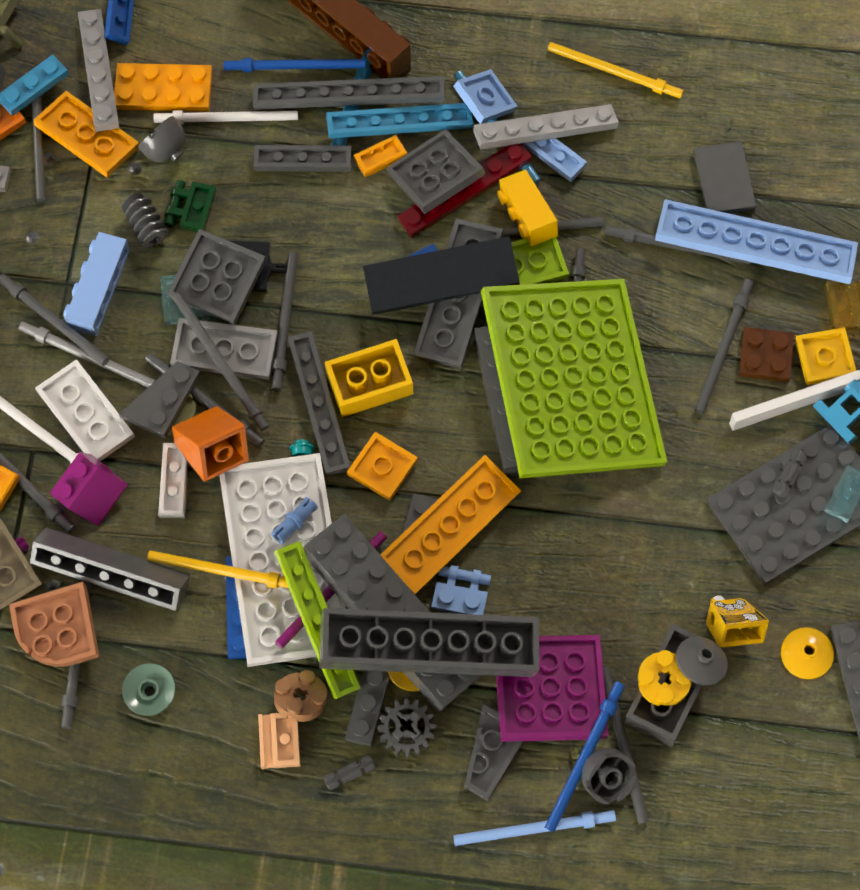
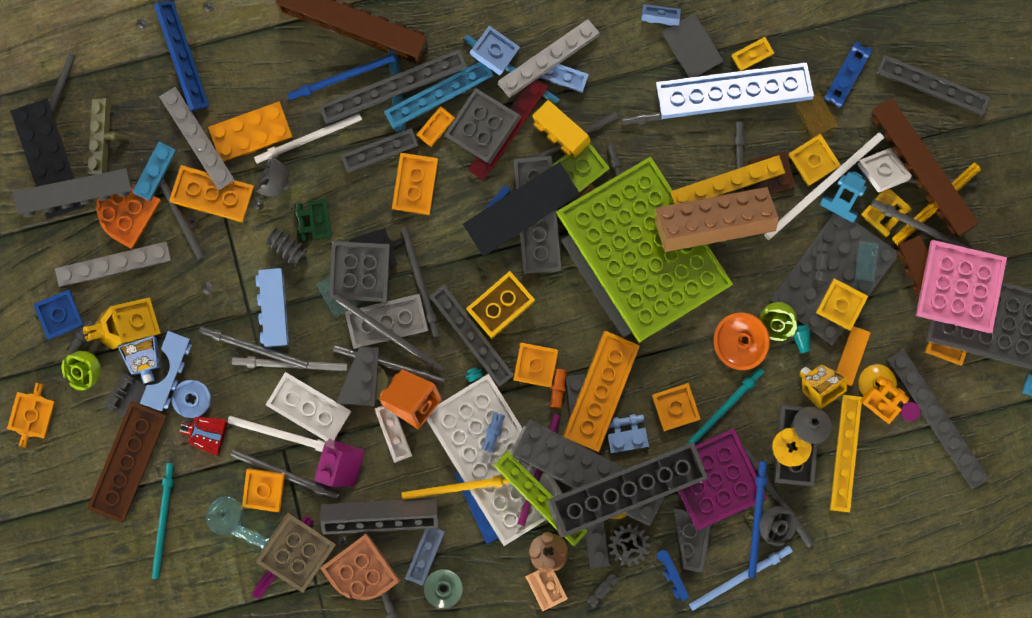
camera: 20 degrees left, 15 degrees up
(145, 640) = (424, 555): none -> sand blue plate
(327, 209) = (415, 184): none -> light orange plate
(398, 504) = (558, 389): none -> orange pin
(446, 785) = (672, 574): none -> blue plate
(536, 582) = (676, 407): none -> light orange plate
(638, 590) = (748, 383): none -> teal bar
(641, 521) = (730, 341): none -> orange dish
(675, 371) = (716, 219): none -> medium nougat brick
(693, 126) = (660, 14): none -> medium blue plate
(706, 340) = (730, 181): none -> yellow plate
(706, 523) = (779, 320): none -> lime cylinder
(730, 558) = (802, 338): none -> teal cone
(733, 723) = (845, 453): none -> yellow plate
(789, 603) = (853, 353): none -> light orange tile
(795, 210) = (752, 54): none -> yellow plate
(796, 533) = (841, 304): none -> yellow plate
(801, 676) = (880, 404): none -> light orange plate
(837, 703) = (910, 411): none -> magenta tile

